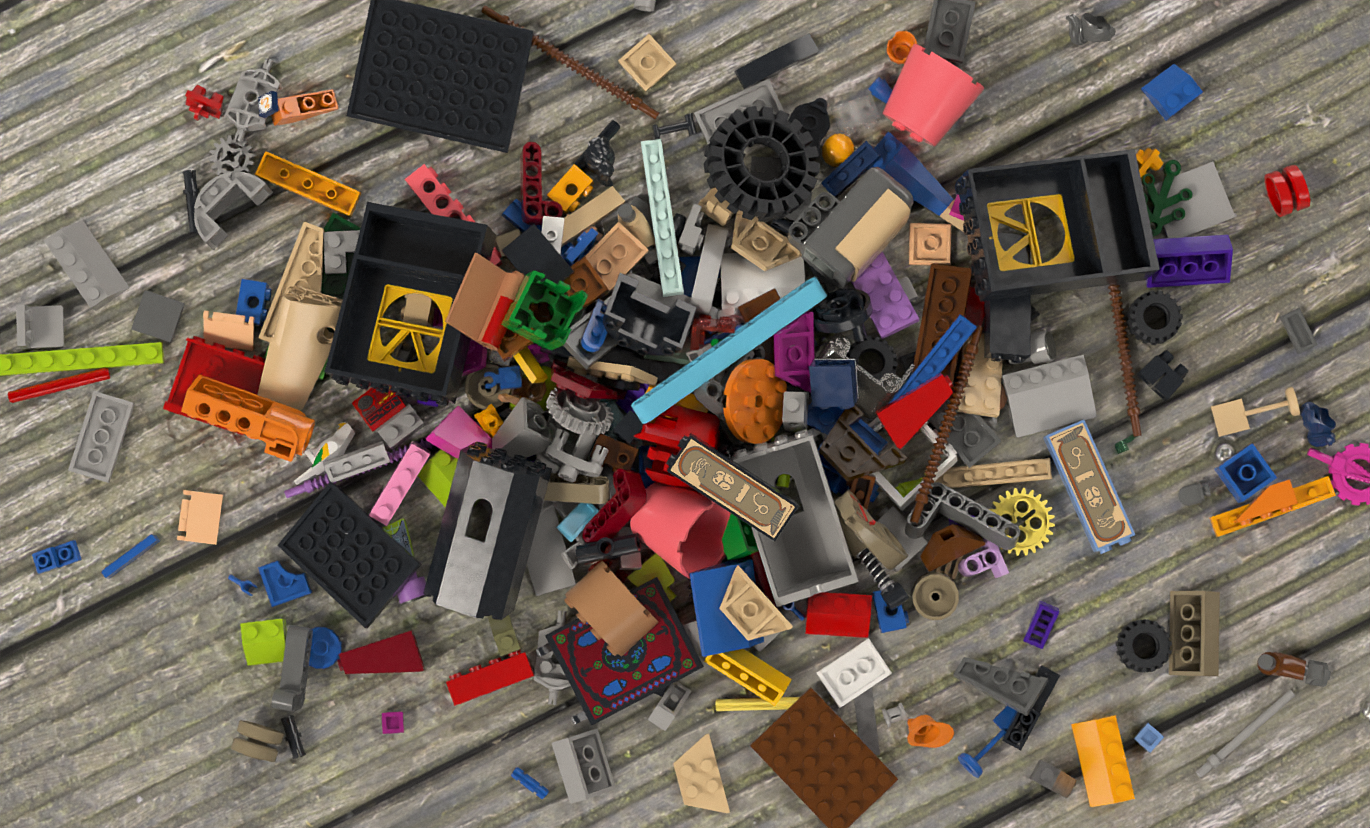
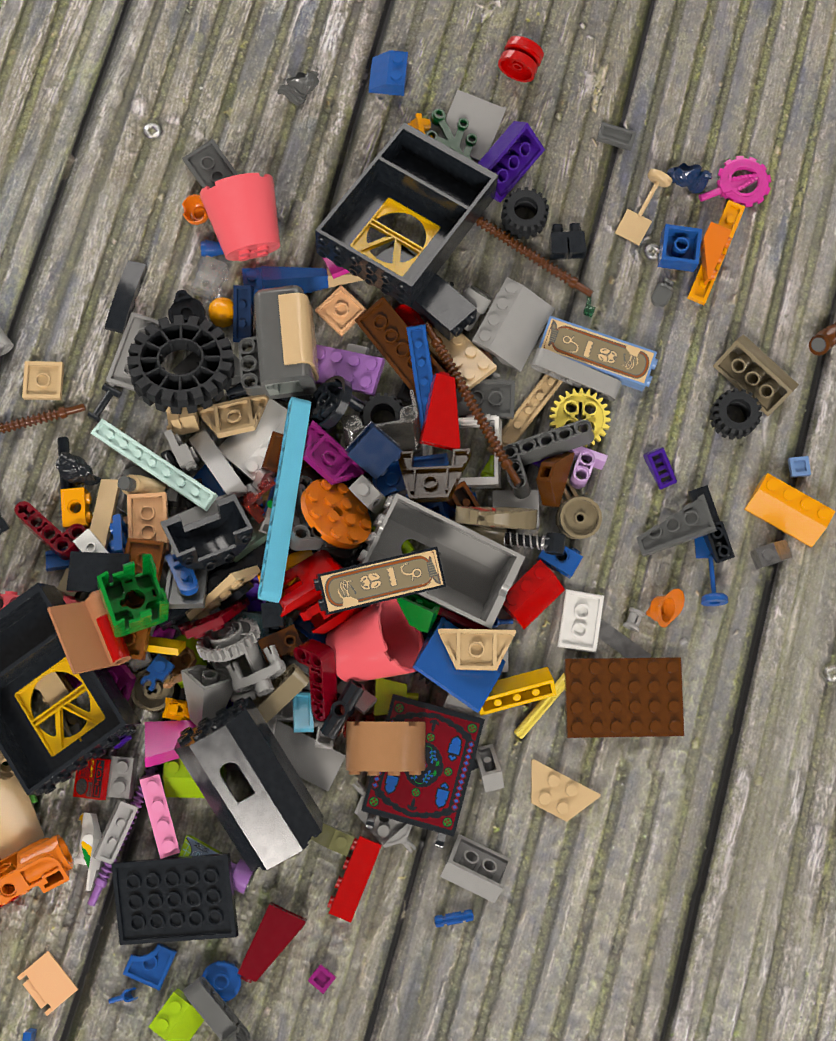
camera: 50 degrees left, 5 degrees down
(1054, 485) = (576, 374): none -> light grey beam

